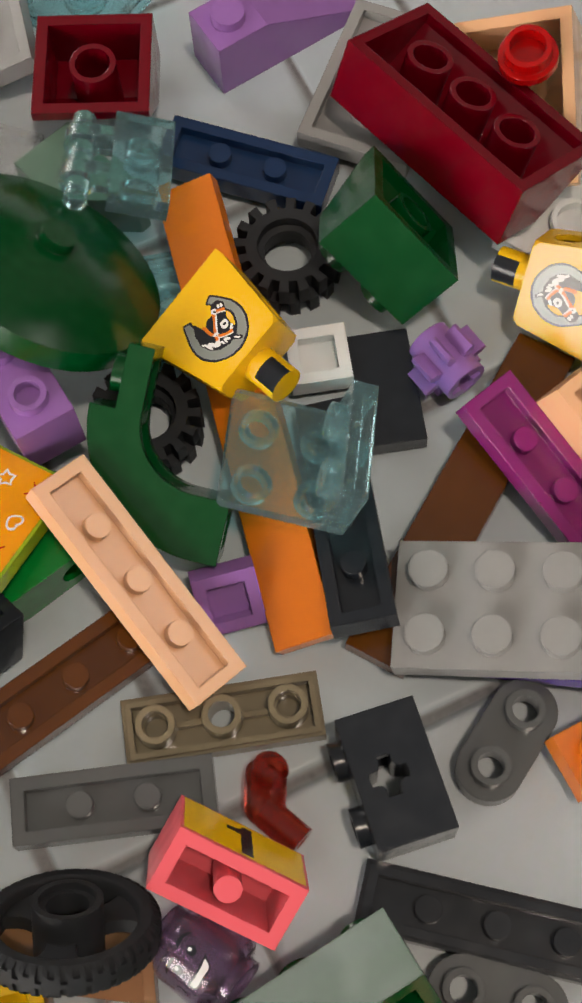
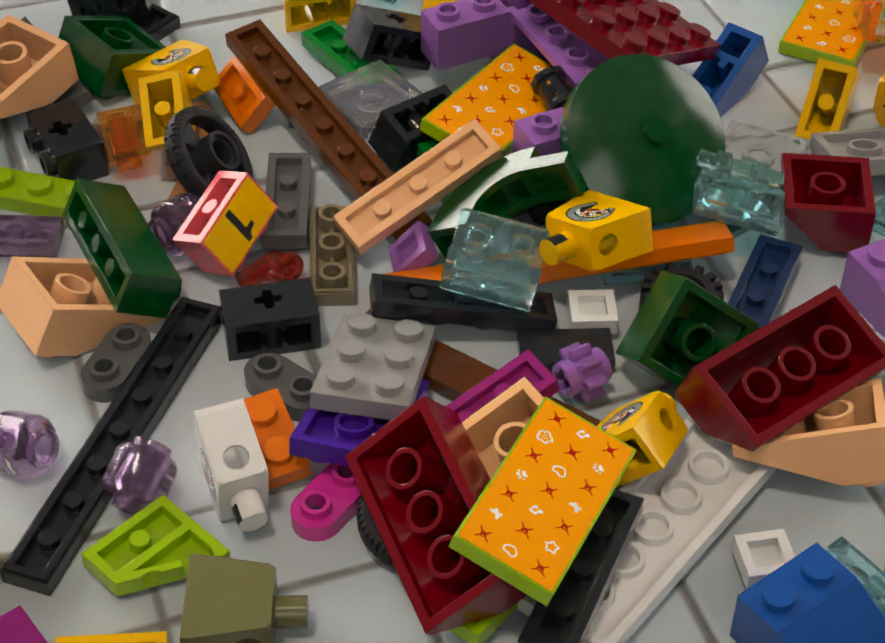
camera: 90 degrees right, 25 degrees down
(528, 55) = (836, 397): red plate -> none

